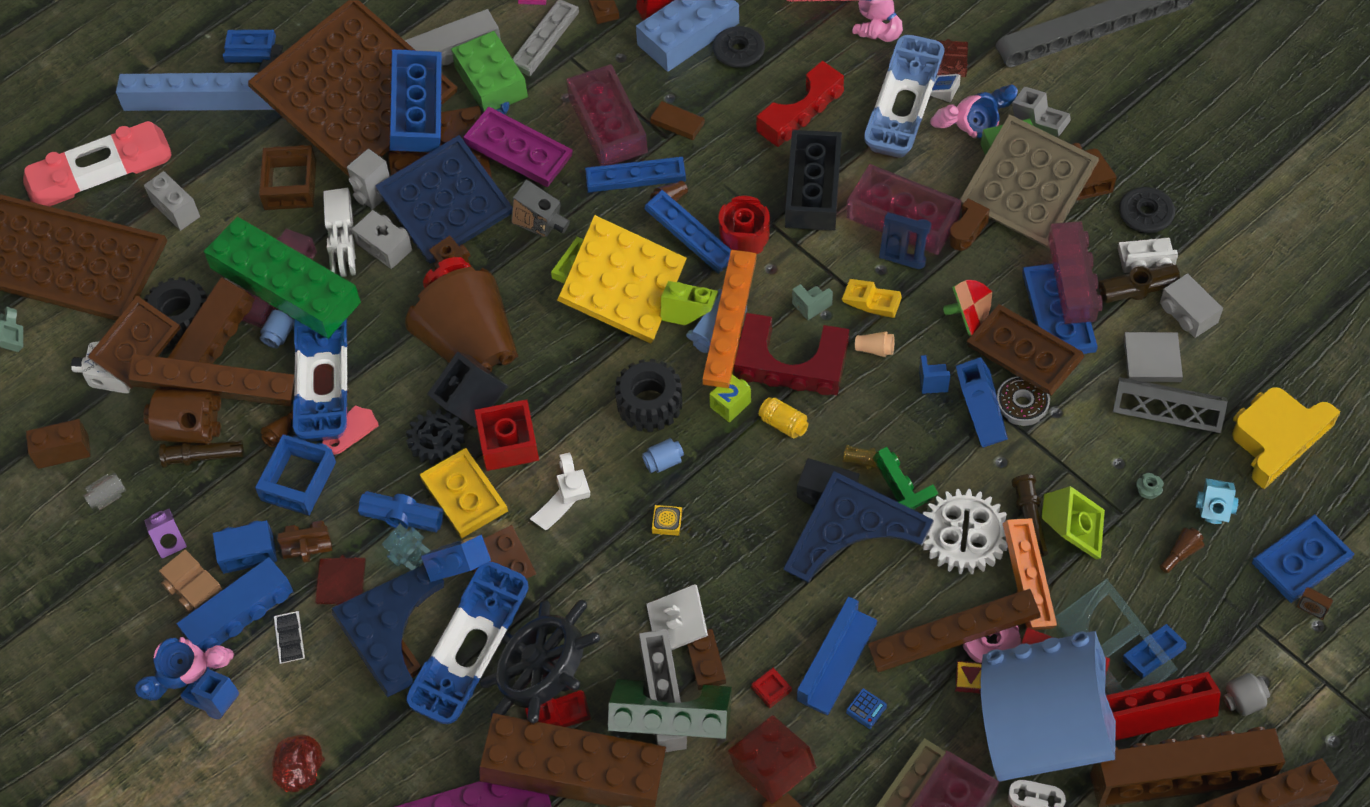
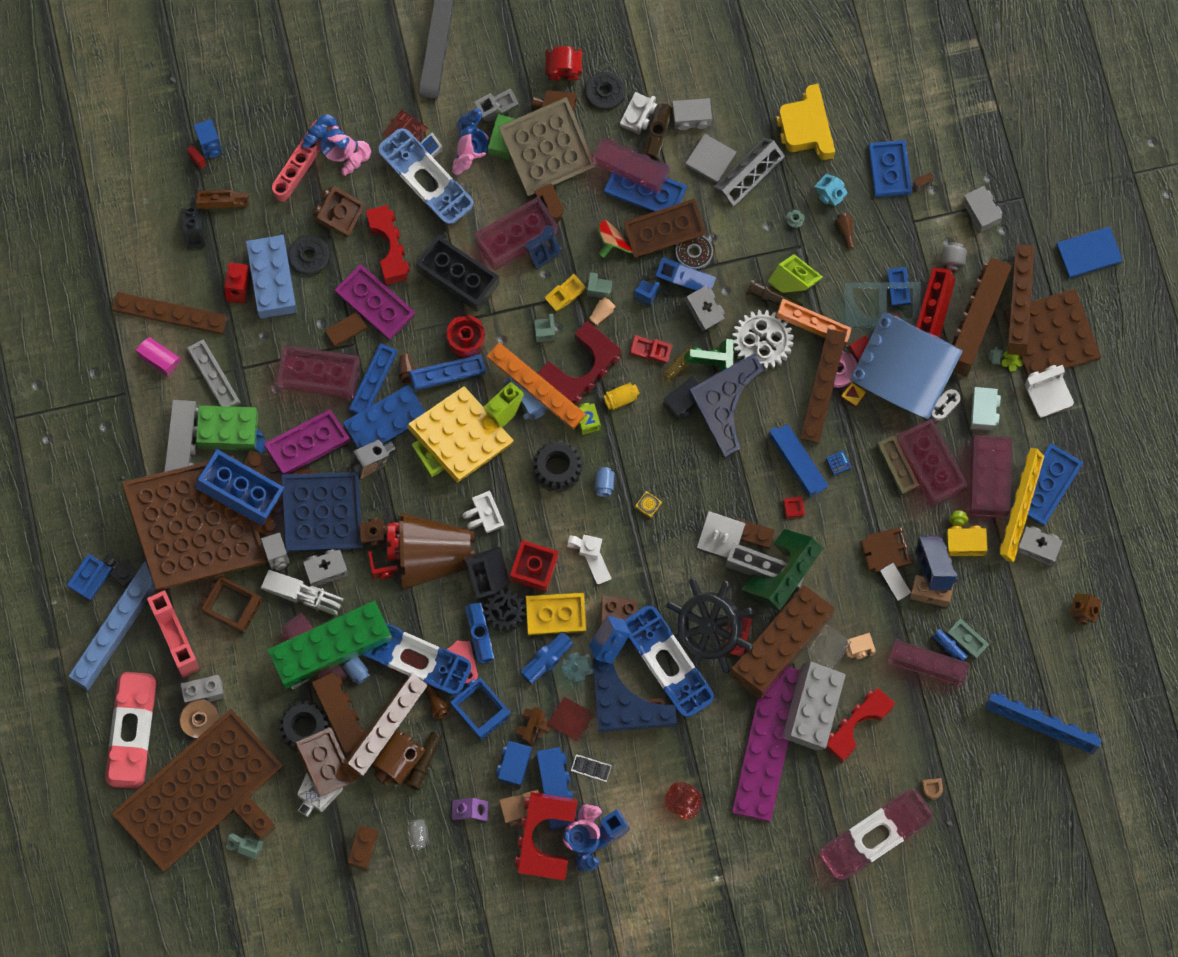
camera: 65 degrees left, 15 degrees up
(44, 321) = (254, 818): none -> reddish brown brick
(127, 624) = (540, 808): none -> red arch
(129, 208) = (196, 727): none -> medium nougat dish
(240, 124) = (173, 634): none -> coral arch
(381, 435) = (481, 644): none -> blue piece
(408, 290) = (383, 573): none -> red bracket
(547, 358) = (487, 512): none -> white hinge
(585, 196) = (385, 418): none -> blue plate
(726, 128) = (375, 302): none -> magenta plate
(772, 759) = (843, 531): clear red brick -> none
(805, 42) = (338, 211): none -> reddish brown plate
(865, 419) = (651, 350): none -> red slope
(901, 324) = (599, 287): none -> sand green panel
(957, 428) = (703, 317): none -> light grey brick
(1142, 147) = (563, 63): none -> red brick
(1338, 695) = (982, 209): none -> light grey brick

